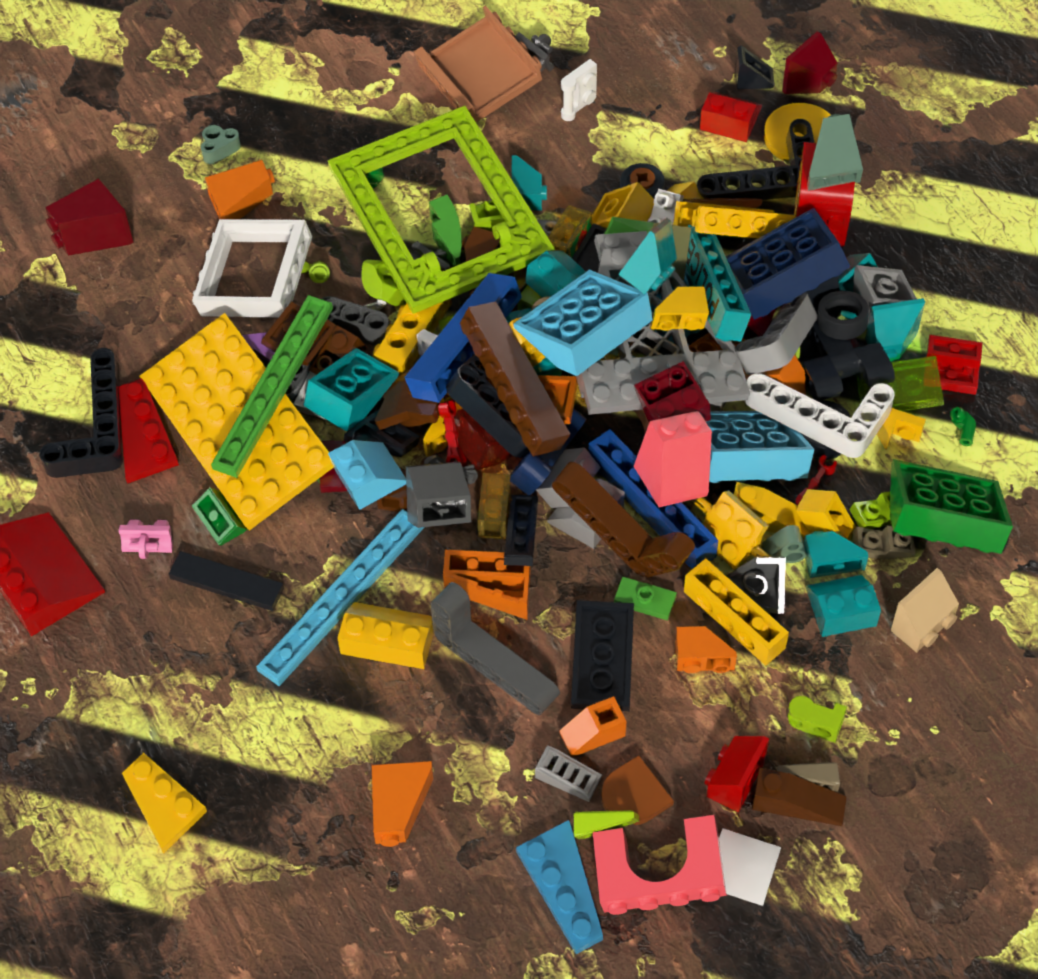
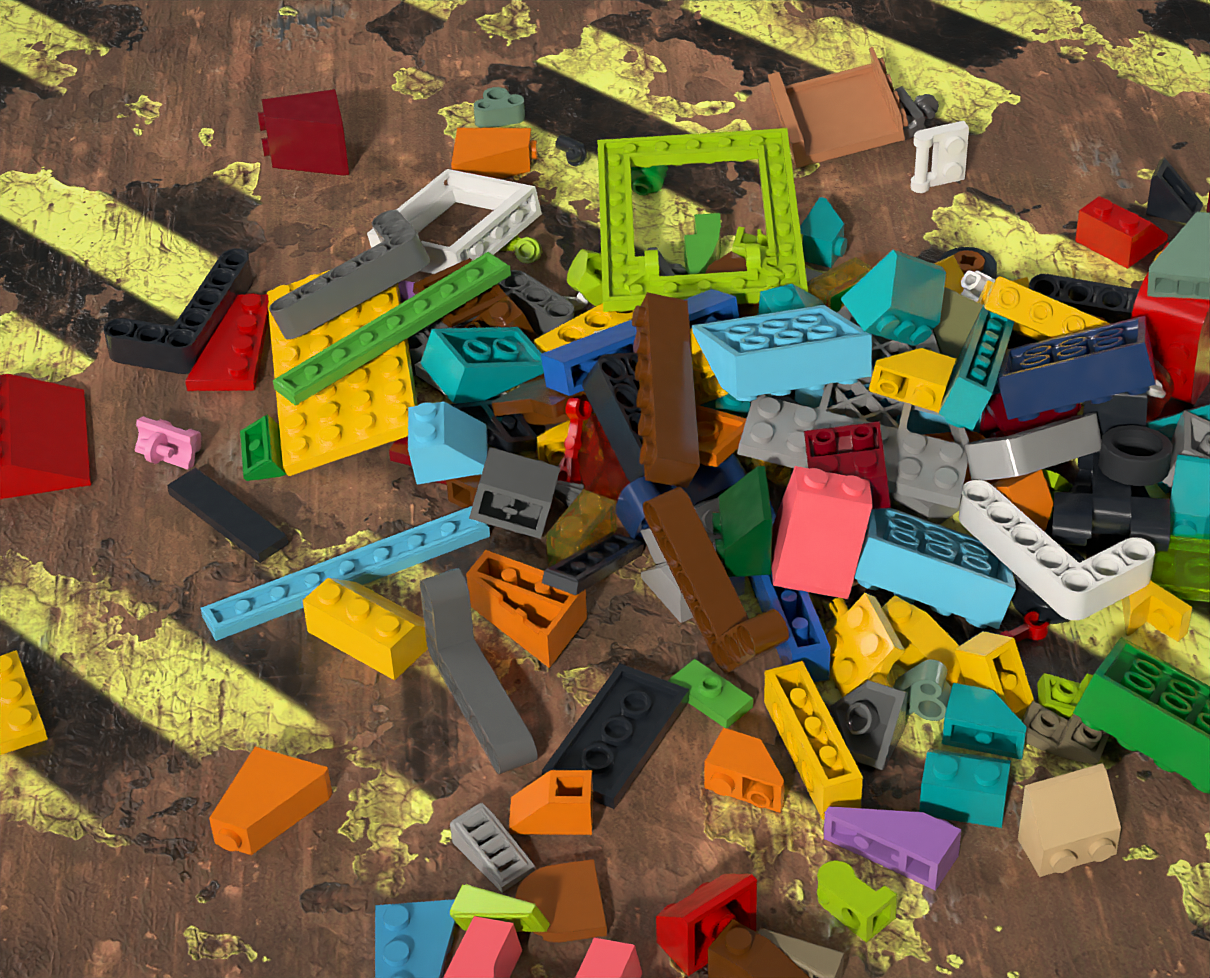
camera: 25 degrees right, 15 degrees down
(223, 352) = (355, 280): none -> dark grey beam
(298, 163) = (575, 151): none -> black arm
(623, 469) = (745, 526): none -> dark green slope
(828, 664) = (898, 840): none -> medium lavender slope

